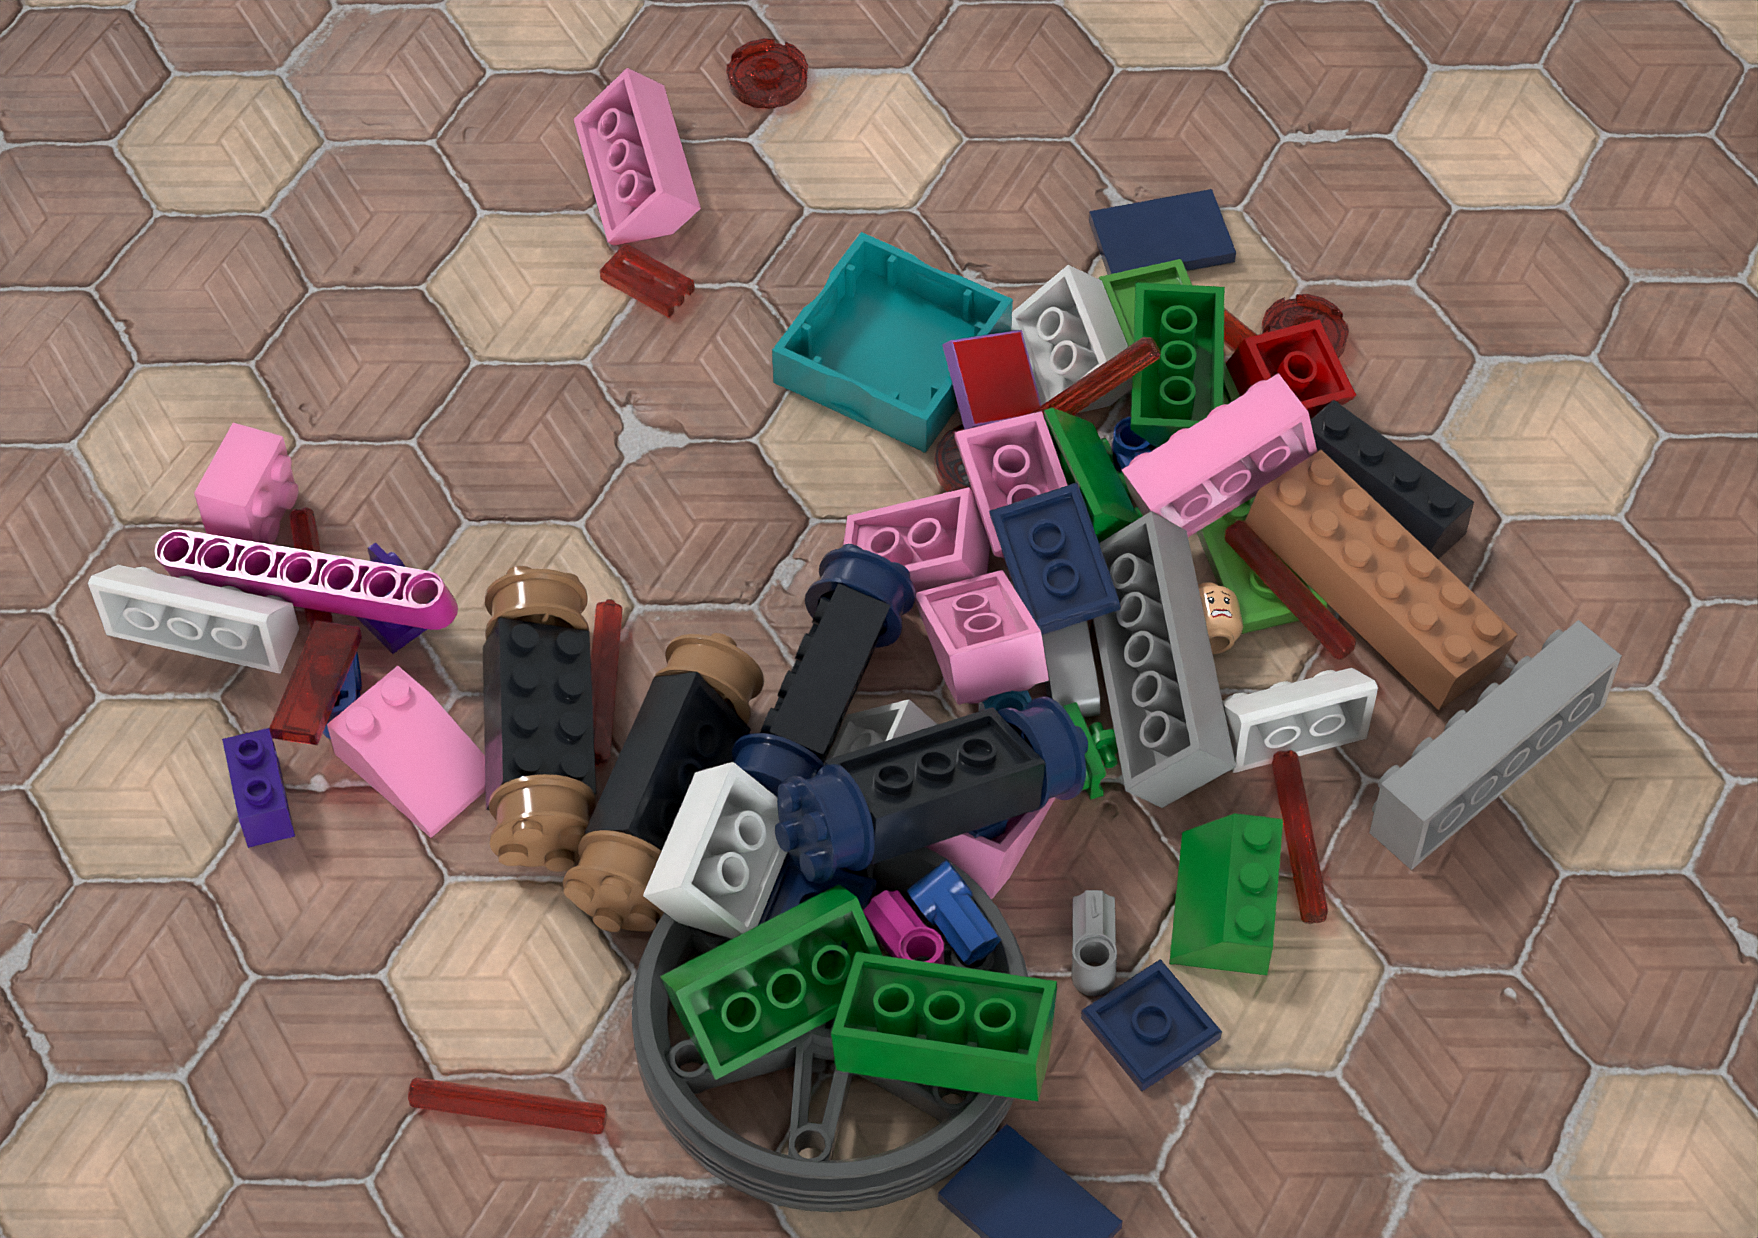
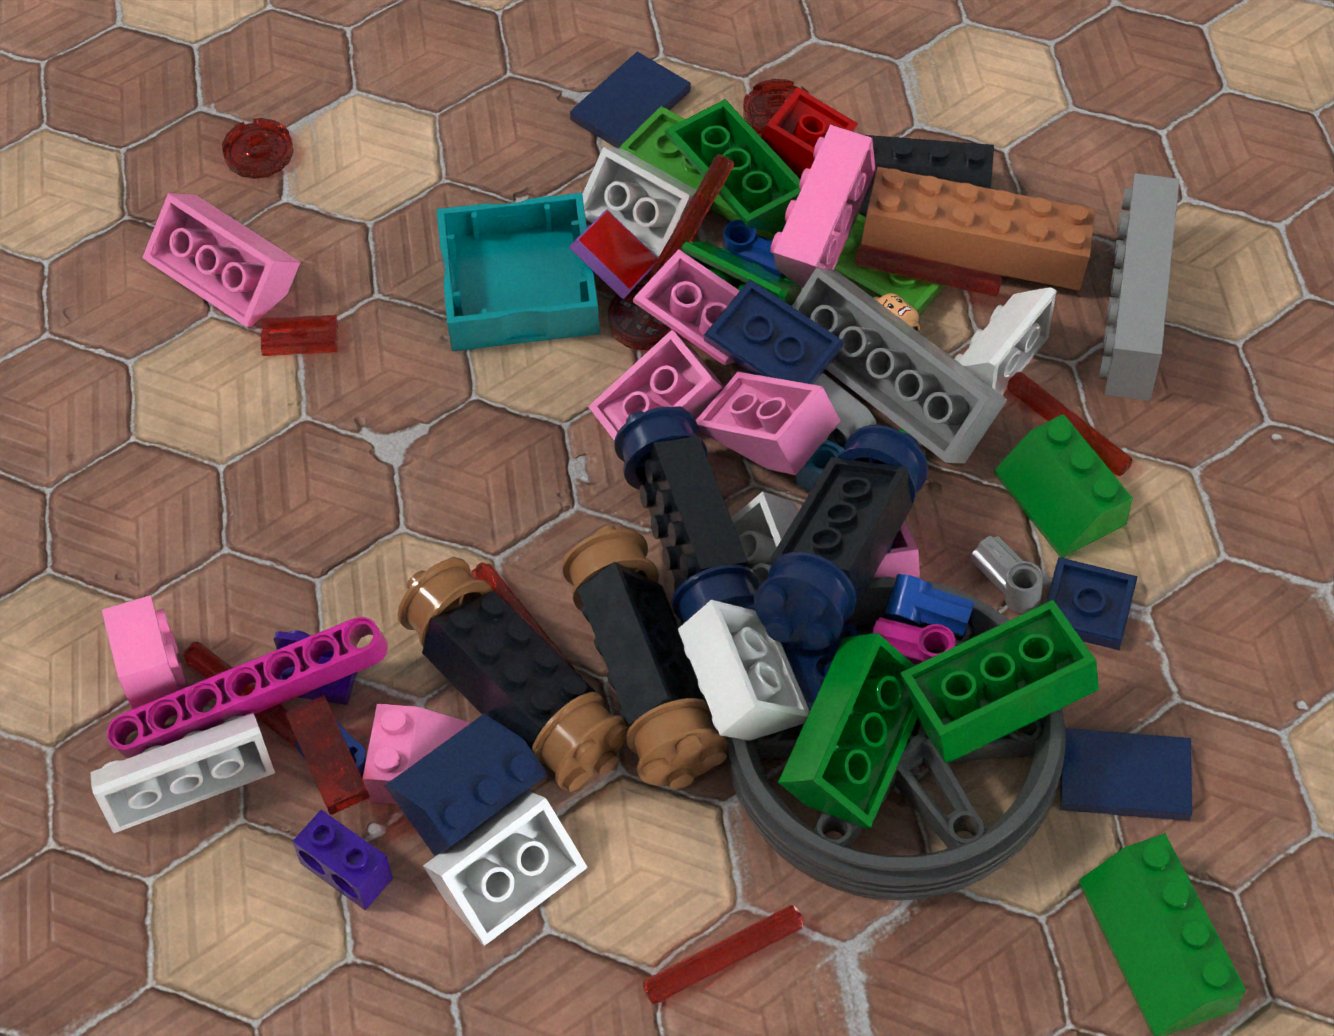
camera: 35 degrees left, 0 degrees up
(388, 891) = (506, 866): none -> white slope
(411, 788) = (465, 782): none -> dark blue slope

